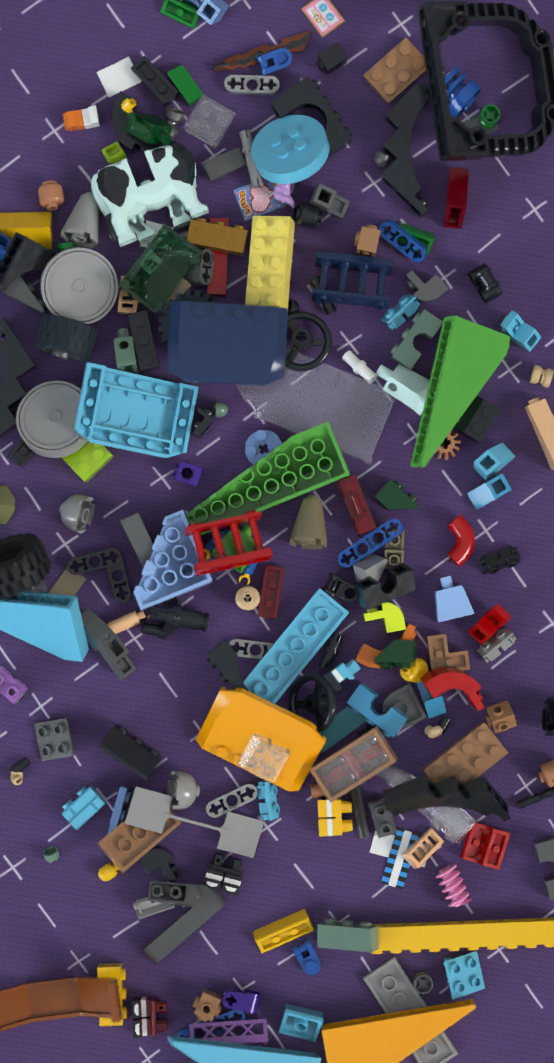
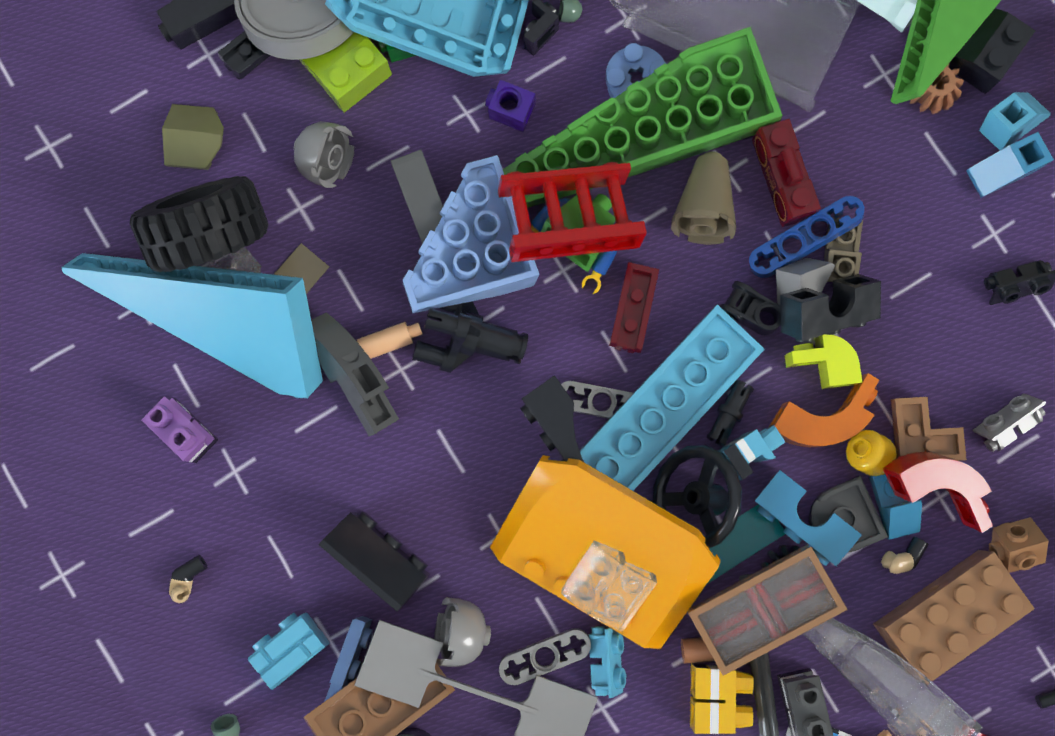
camera: 10 degrees right, 5 degrees down
(54, 739) = (251, 528): dark grey hinge -> none
(111, 567) = (371, 247): black beam -> none
(254, 595) = (595, 323): tan head -> none
(394, 498) = (850, 167): dark green slope -> none
(398, 653) = (852, 421): dark green slope -> none
(450, 792) = (933, 673): black arch -> none
(451, 601) = (938, 343): light blue torso -> none
(464, 540) = (962, 245): red cylinder -> none
(489, 623) = (1003, 382): red brick -> none

